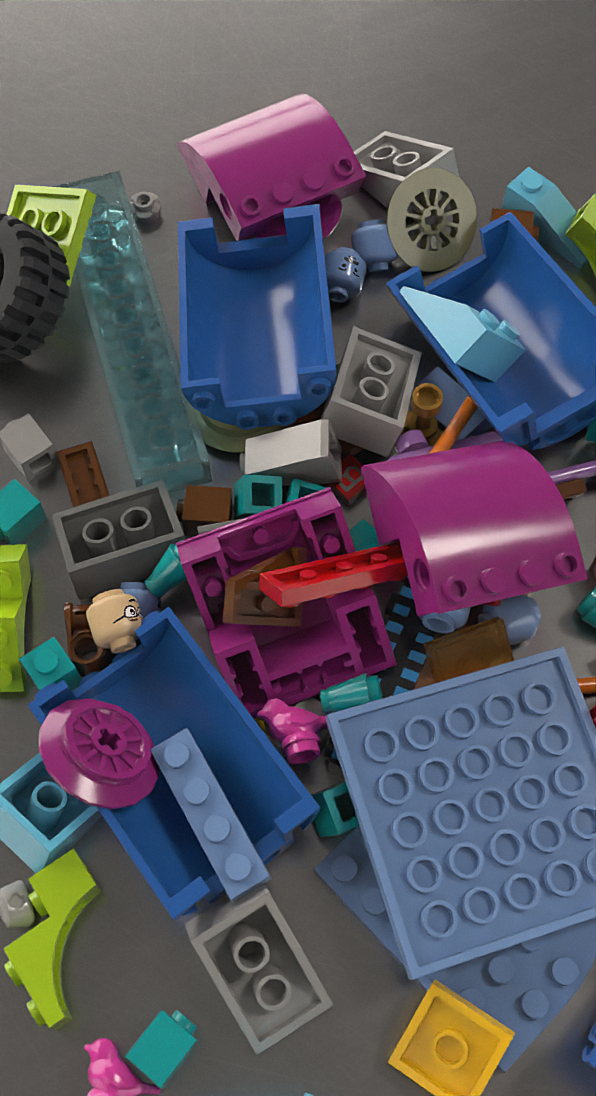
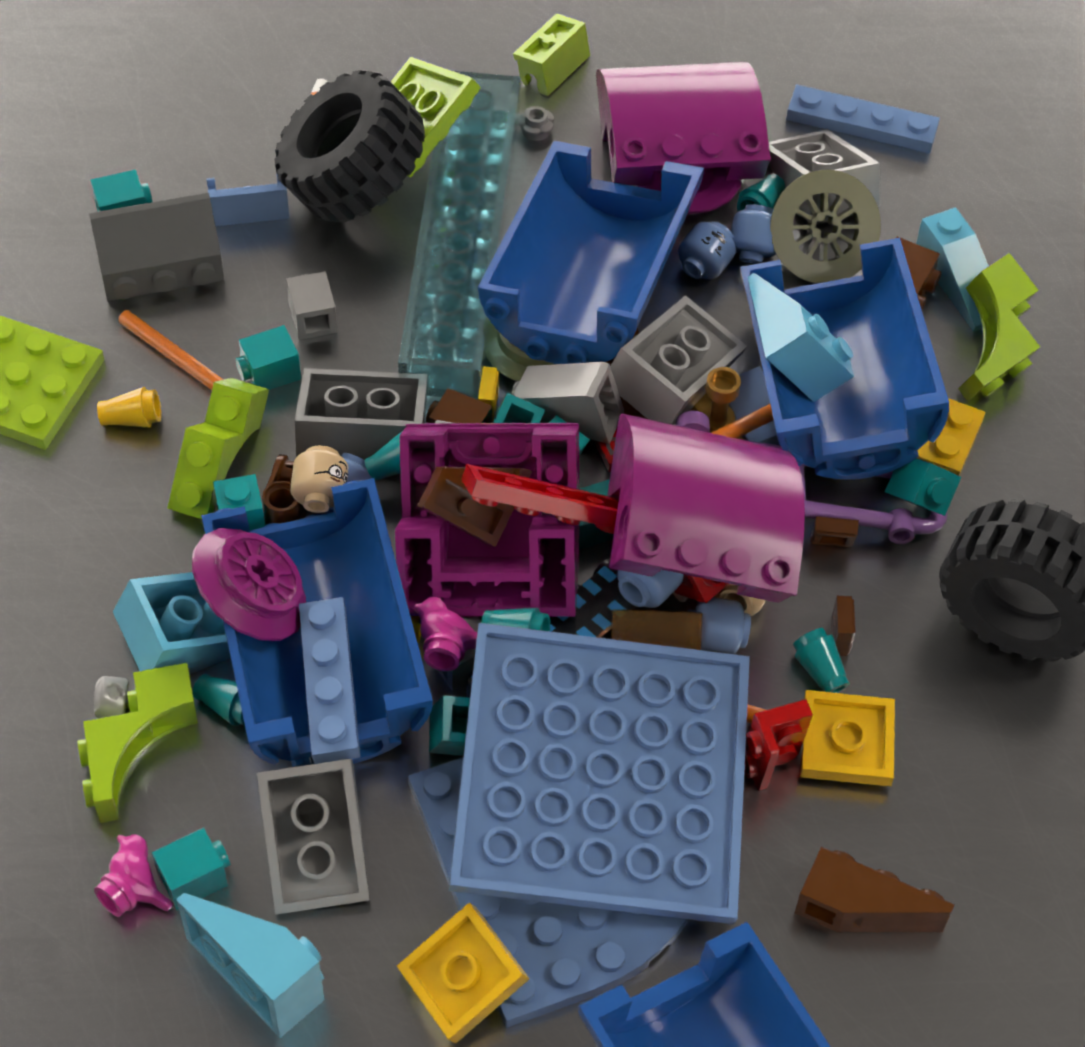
camera: 20 degrees right, 10 degrees down
(82, 474) = (354, 344): reddish brown plate -> none
(113, 861) = (220, 696): none -> teal cone
(131, 138) = (553, 53): none -> lime hinge
(219, 470) = (489, 387): none -> yellow tile
(361, 208) = (762, 193): none -> teal cone
(408, 111) = (862, 118): none -> medium blue plate

